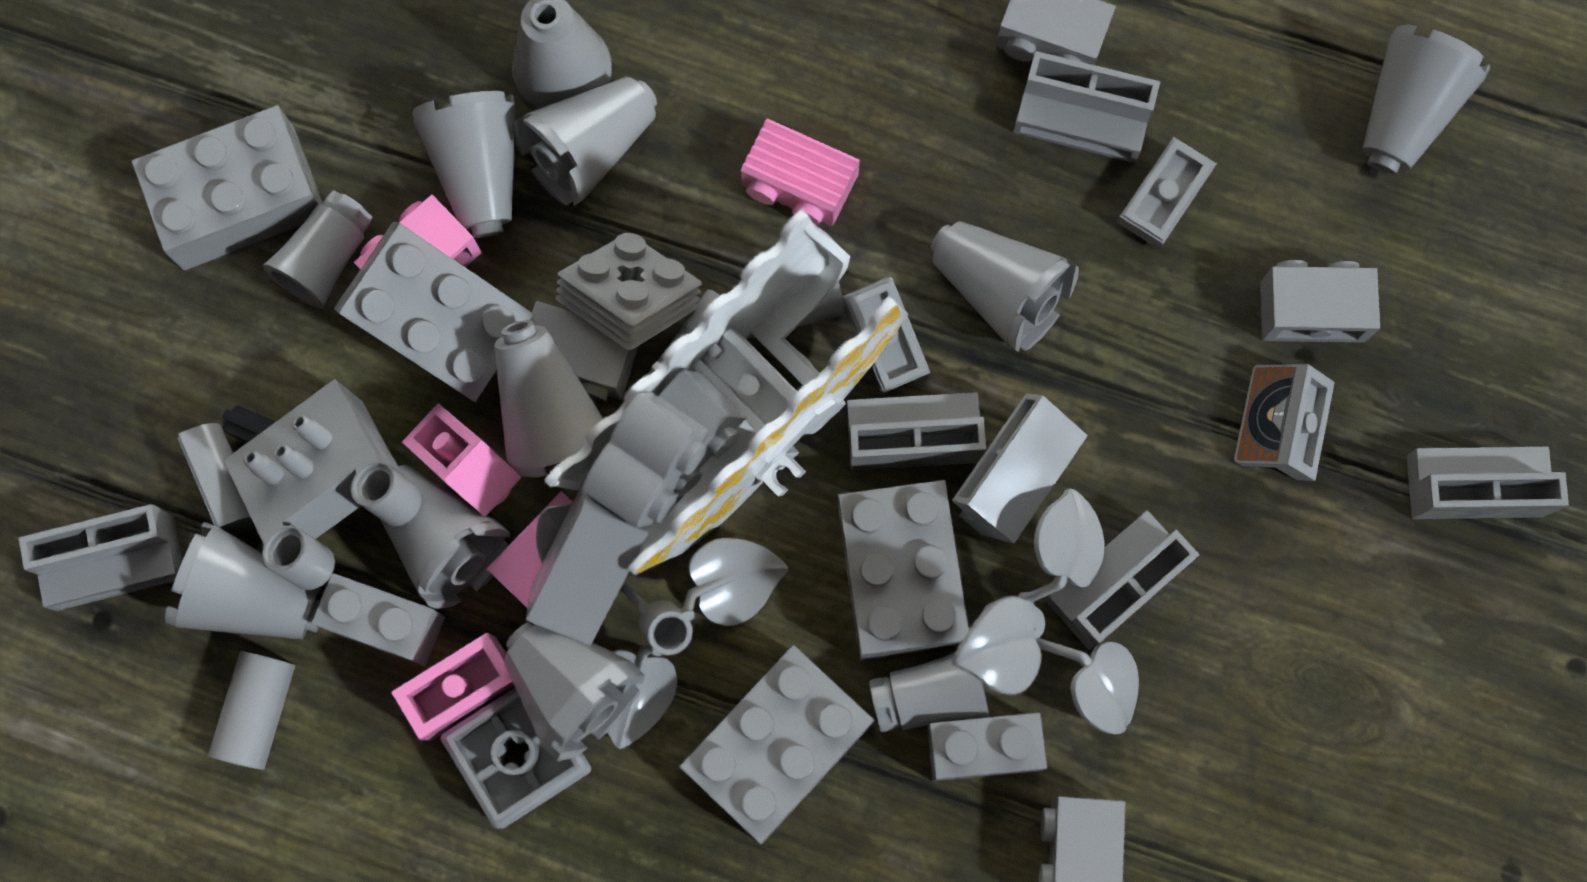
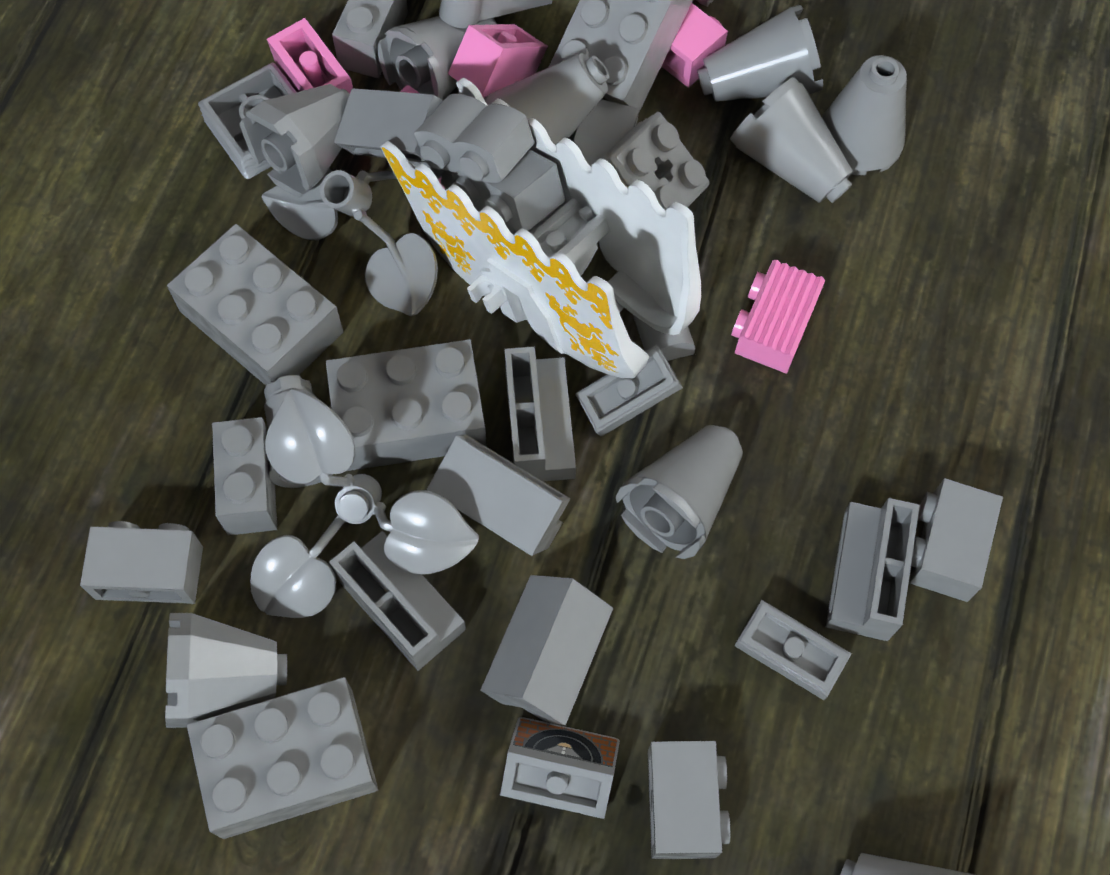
camera: 85 degrees right, 10 degrees down
(1172, 429) = (548, 648): none -> light grey piece
(1207, 766) = (217, 669): none -> light grey cone
(1293, 692) = (281, 758): none -> light grey brick

